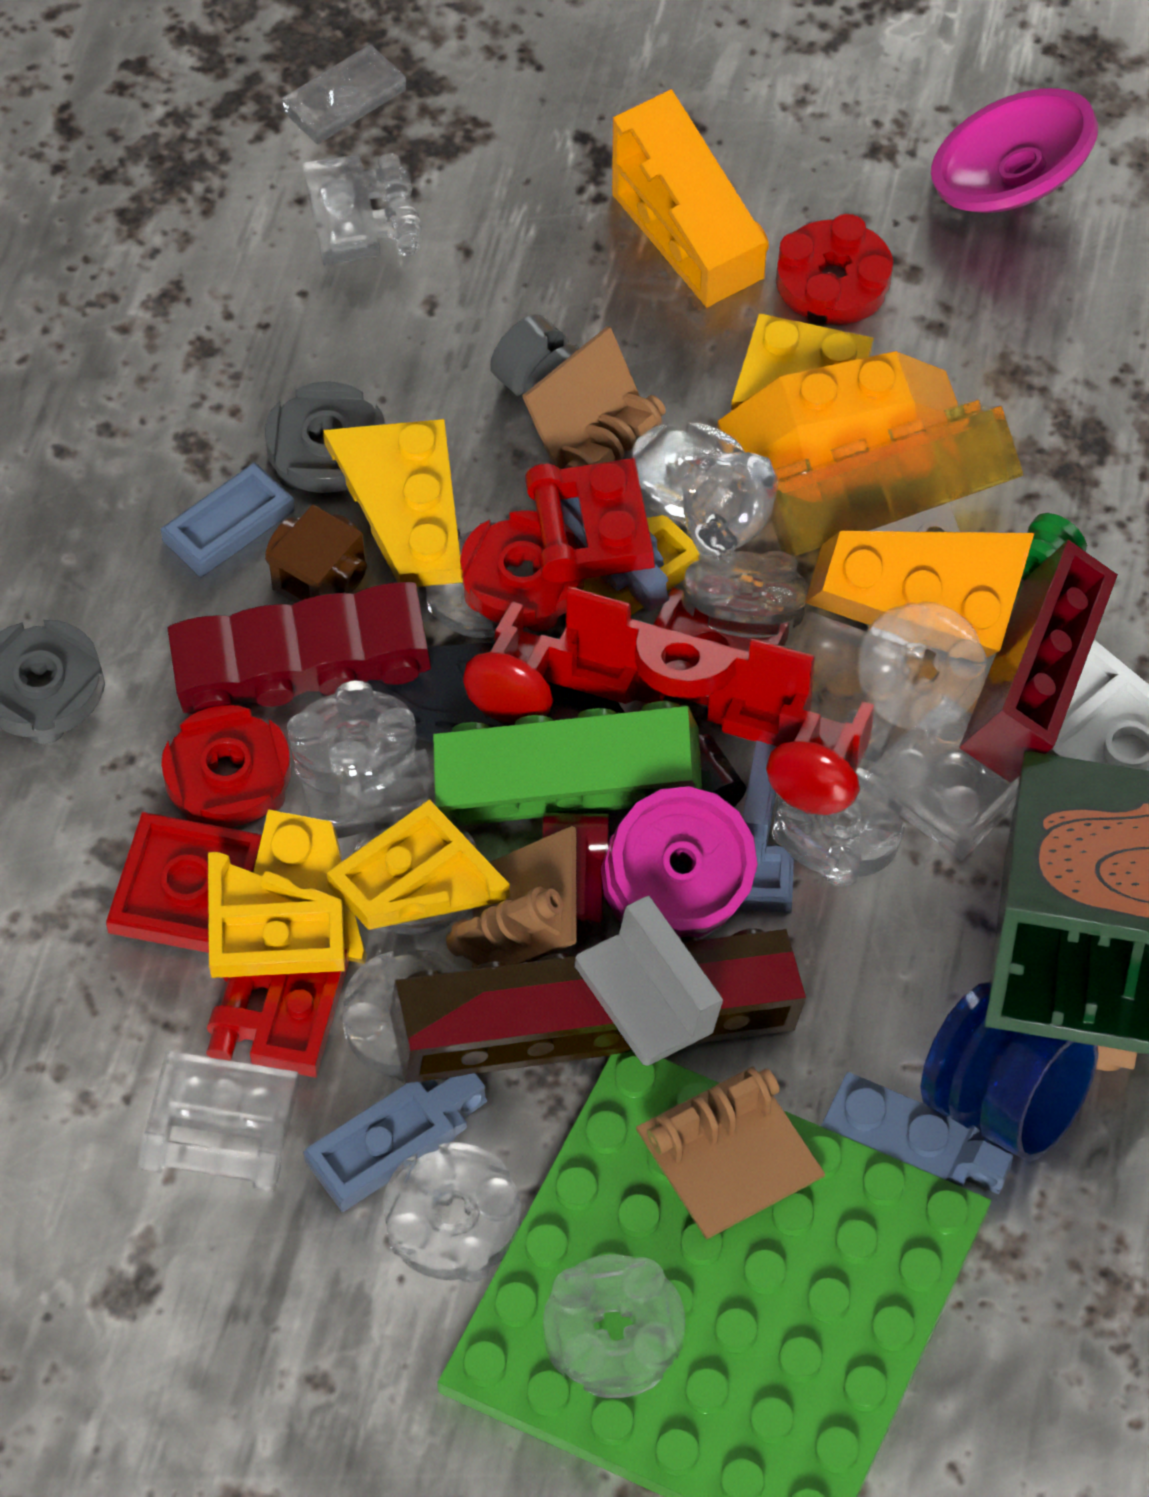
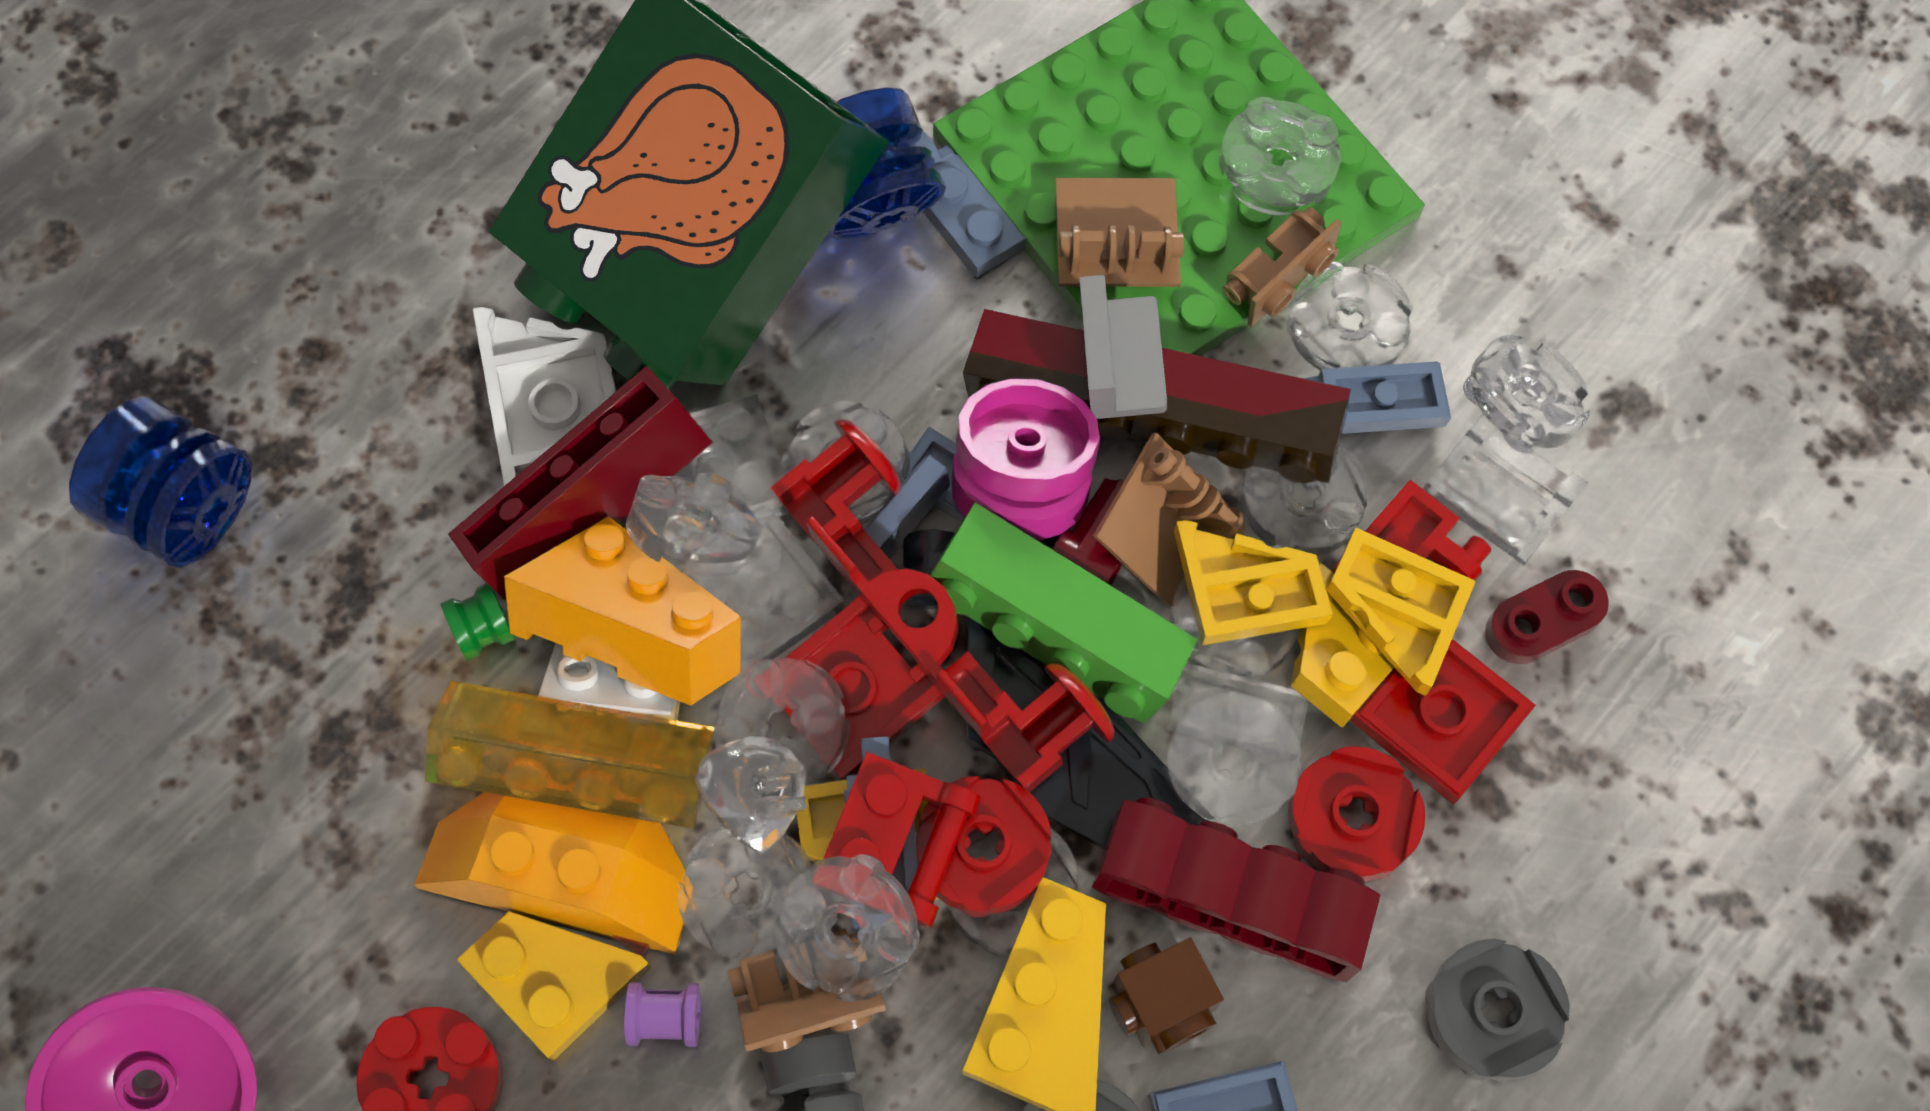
camera: 155 degrees left, 10 degrees up
(130, 1022) = (1551, 615): none -> dark red plate
(200, 1228) = (1500, 389): none -> clear plate
(549, 1170) = (1302, 250): none -> medium nougat hinge
(587, 436) = (860, 891): none -> clear plate
(695, 373) = (662, 1014): none -> medium lavender bush

